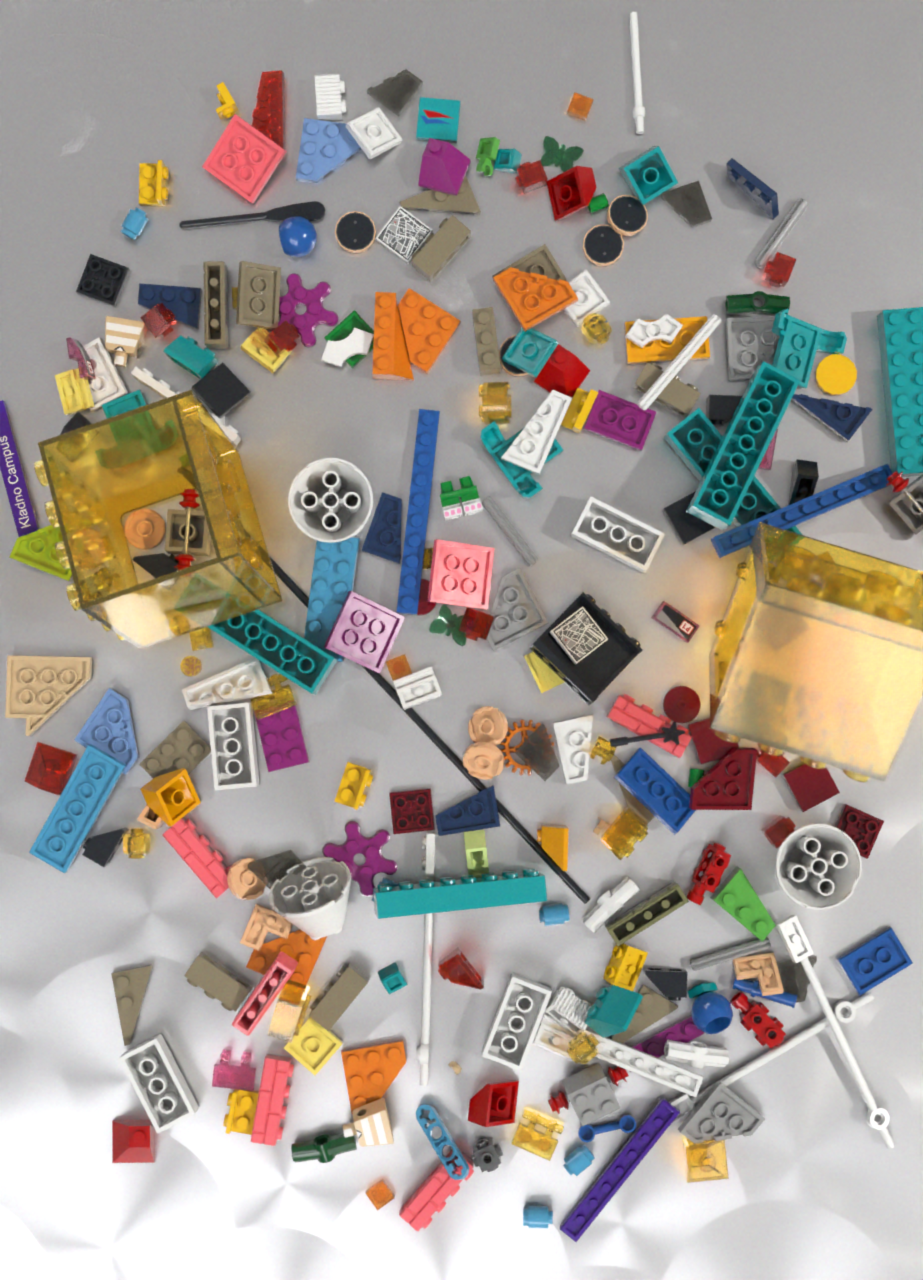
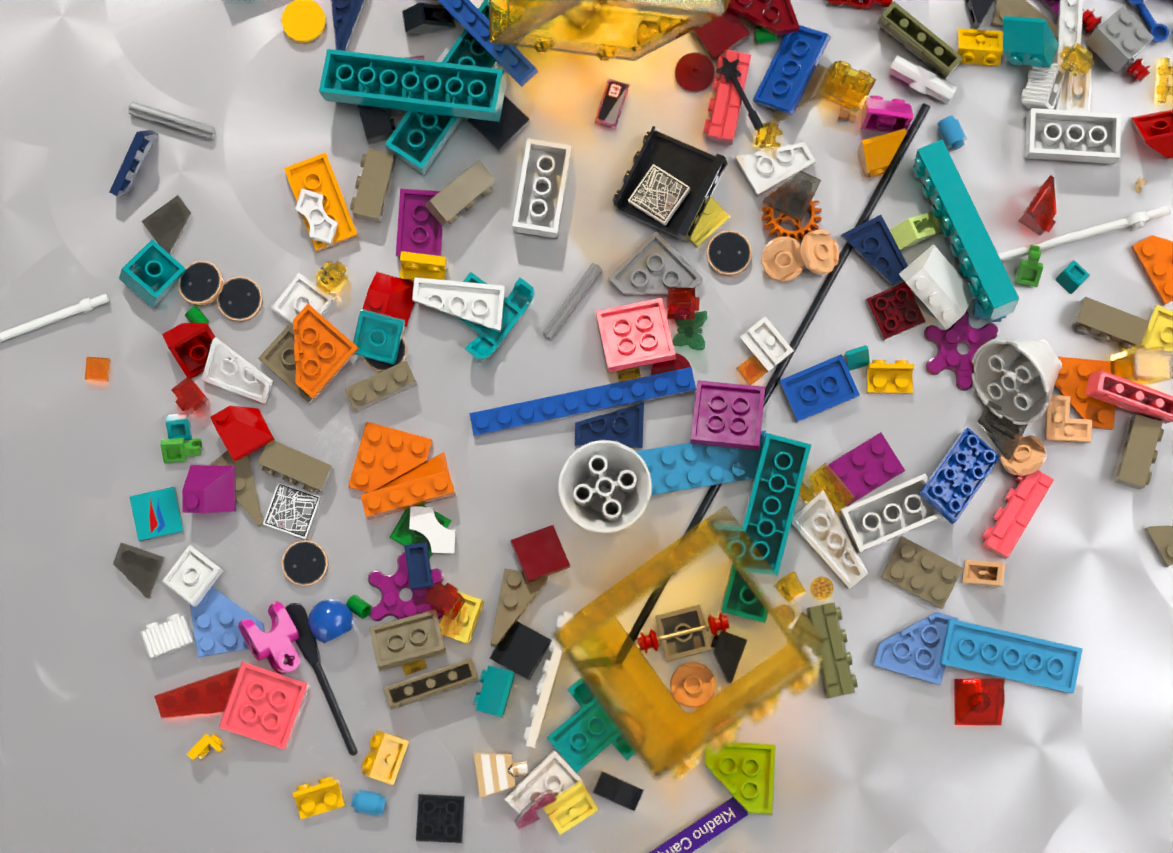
camera: 110 degrees left, 5 degrees down
(42, 685) = (894, 738): tan wing -> none
(104, 846) = (1039, 616): black slope -> none
(127, 655) = (835, 664): none -> olive brick
(136, 844) = (1026, 582): clear yellow head -> none
(159, 320) = (466, 739): clear red brick -> none
(168, 248) = (384, 757): none -> yellow bracket
(171, 796) = (964, 561): light orange slope -> none
(182, 301) = (440, 734): dark blue wing -> none
(246, 816) = (959, 475): none -> blue tile
(269, 401) = (513, 600): none -> dark tan wing
(293, 183) = (276, 643): none -> piece
(297, 432) = (540, 553): none -> dark red tile
(302, 265) = (359, 606): none -> green hinge
(319, 325) = (418, 566): none -> dark blue tile
(364, 721) = (819, 388): none -> blue plate
(380, 763) = (857, 358): none -> teal slope
(408, 942) = (1030, 270): none -> bright green plate
(417, 853) = (938, 286): none -> white slope
(468, 495) = (550, 354): hips -> none
(485, 210) = (241, 430): none -> red slope
(495, 402) = (443, 354): clear yellow brick -> none
(509, 681) = (729, 253): none -> black tile
(537, 220) = (235, 374): none -> white wing
(559, 156) = (156, 375): clear green piece -> none
(588, 861) = (886, 115): none -> dark pink slope
(634, 462) = (461, 193): none -> dark tan brick
(679, 362) = (343, 179): white axle -> none
(744, 303) = (251, 108): dark green piece -> none
(749, 344) = (297, 113): light grey plate -> none
(779, 269) = (211, 109): clear red brick -> none
(799, 345) = (286, 65): teal piece -> none

